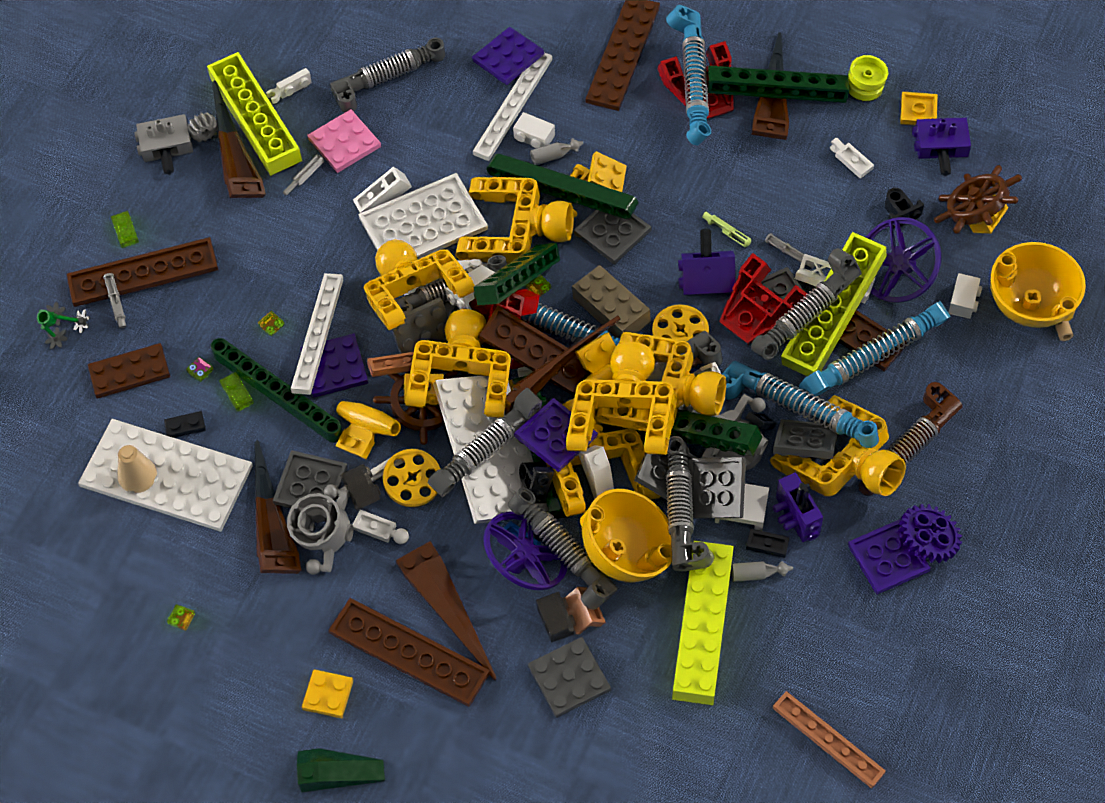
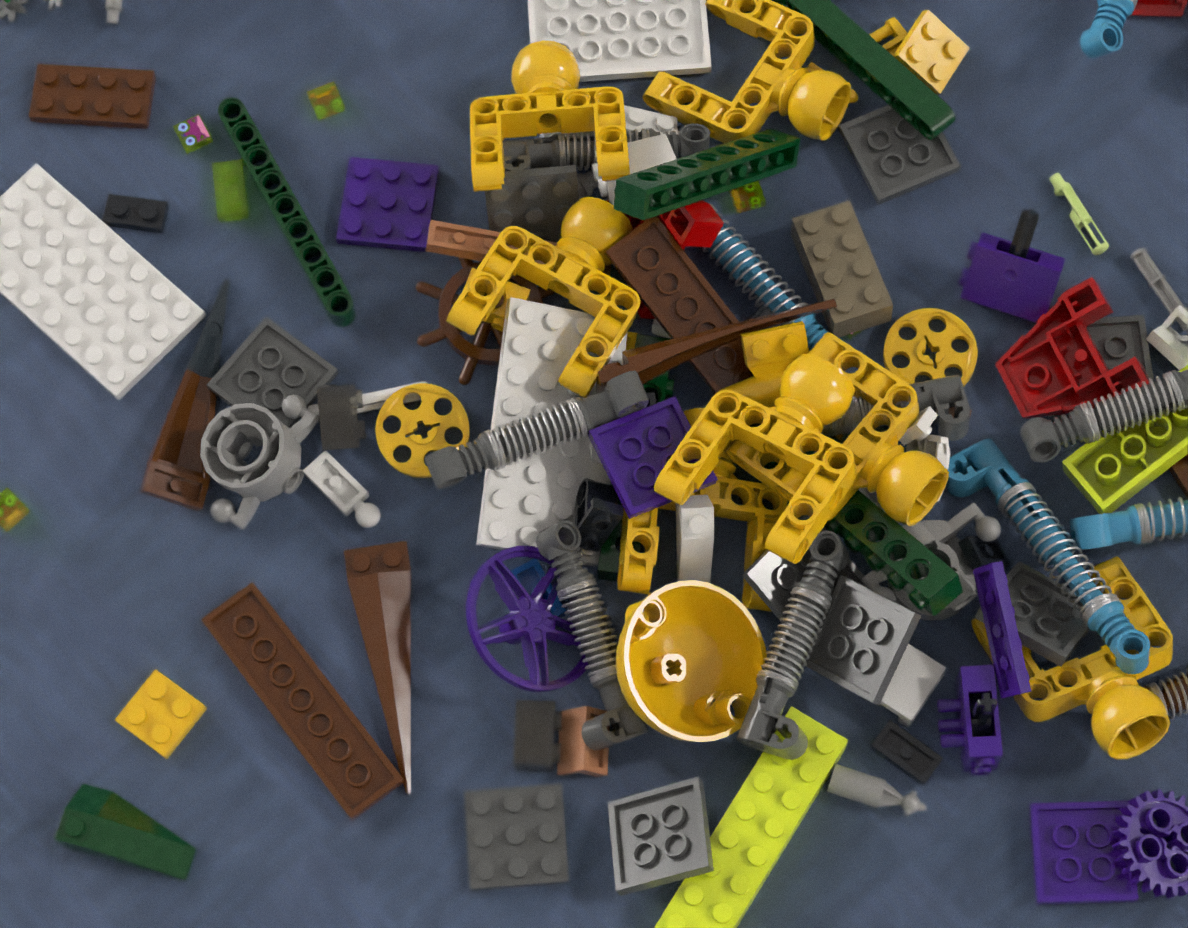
camera: 25 degrees right, 10 degrees up
(135, 470) = (30, 260): tan cone -> none
(317, 334) = (380, 147): white plate -> none
(365, 423) = (390, 319): yellow plate -> none
(652, 639) = (660, 836): none -> plate
(697, 364) = (921, 427): none -> white plate
(792, 450) = (1001, 630): none -> dark purple plate

